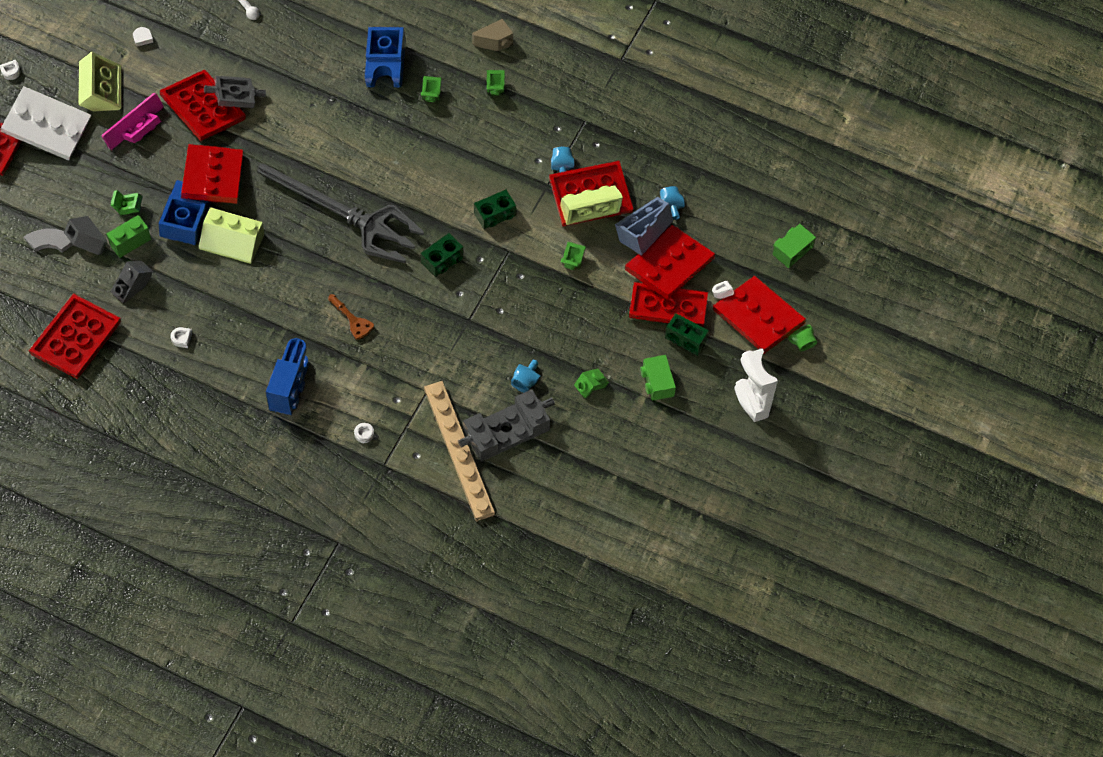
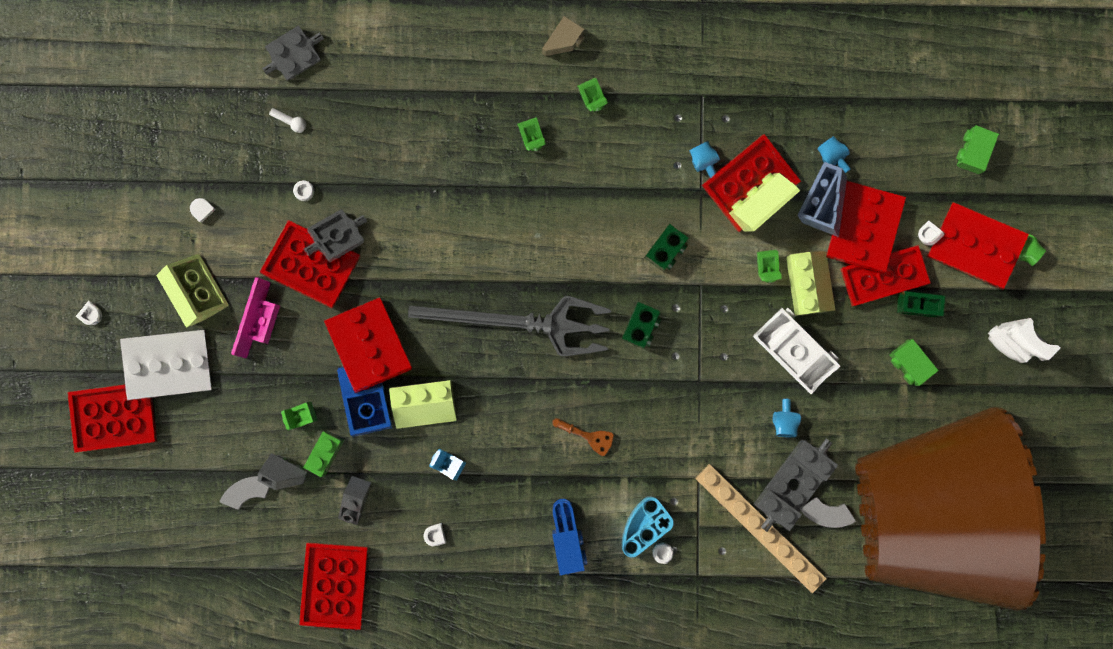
camera: 25 degrees left, 25 degrees up
(222, 286) = (447, 464): none -> dark azure bracket
(229, 56) = (303, 190): none -> white tile
(360, 396) = (640, 520): none -> medium azure beam
(385, 54) = (467, 124): blue brick -> none
(522, 465) = (827, 515): none -> light grey tile
(563, 325) = (796, 350): none -> white piece
(590, 381) = (851, 397): bright green bracket -> none
(602, 283) = (810, 283): none -> yellowish green slope
(621, 503) = (956, 512): none -> reddish brown cone

